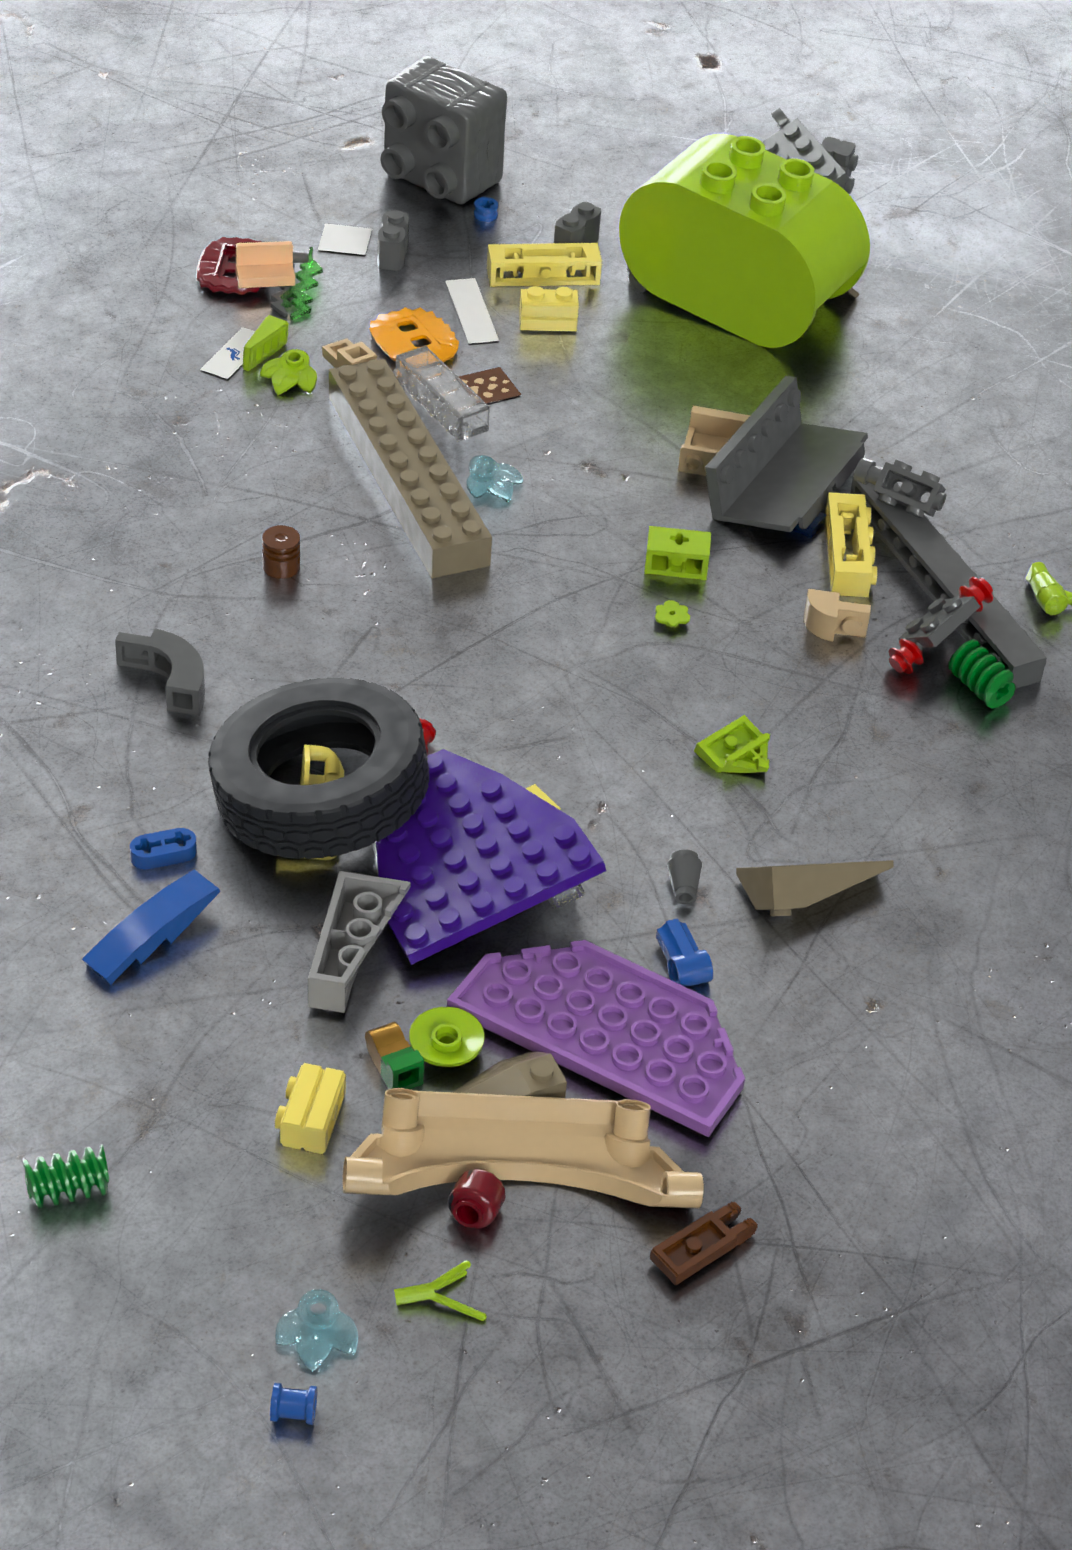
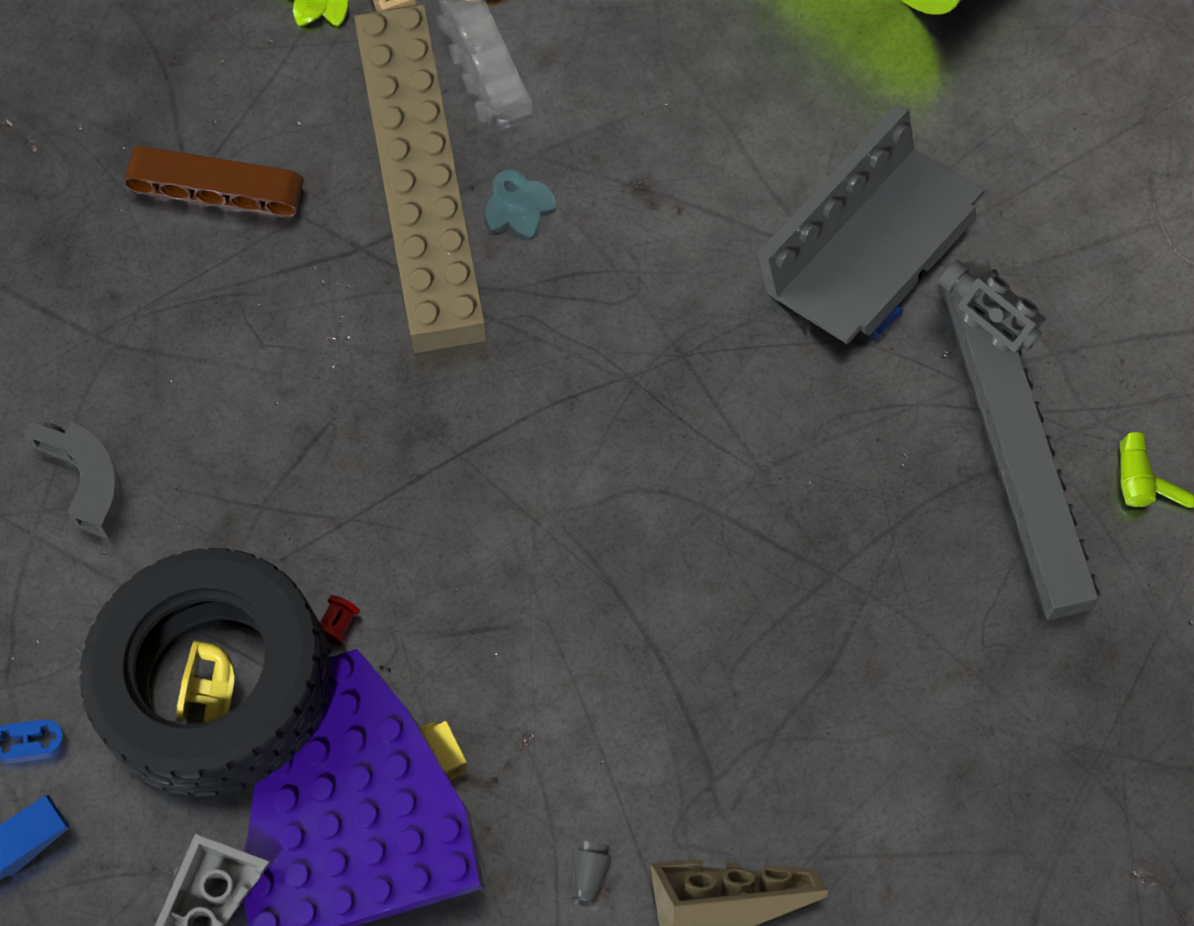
camera: 15 degrees right, 25 degrees up
(234, 483) = (214, 181): none -> reddish brown beam
(281, 551) = (243, 303): reddish brown piece -> none
(491, 385) = (550, 38): reddish brown sticker -> none
(672, 614) = (678, 442): lime plant -> none
(678, 552) = (719, 370): lime brick -> none
(706, 436) = (792, 171): tan panel -> none
(736, 748) = (700, 676): lime slope -> none
(828, 616) = (857, 483): tan brick -> none
(856, 573) = (905, 423): light yellow brick -> none
(938, 623) = (982, 529): dark grey plate -> none
(982, 674) = (1015, 604): green piece -> none

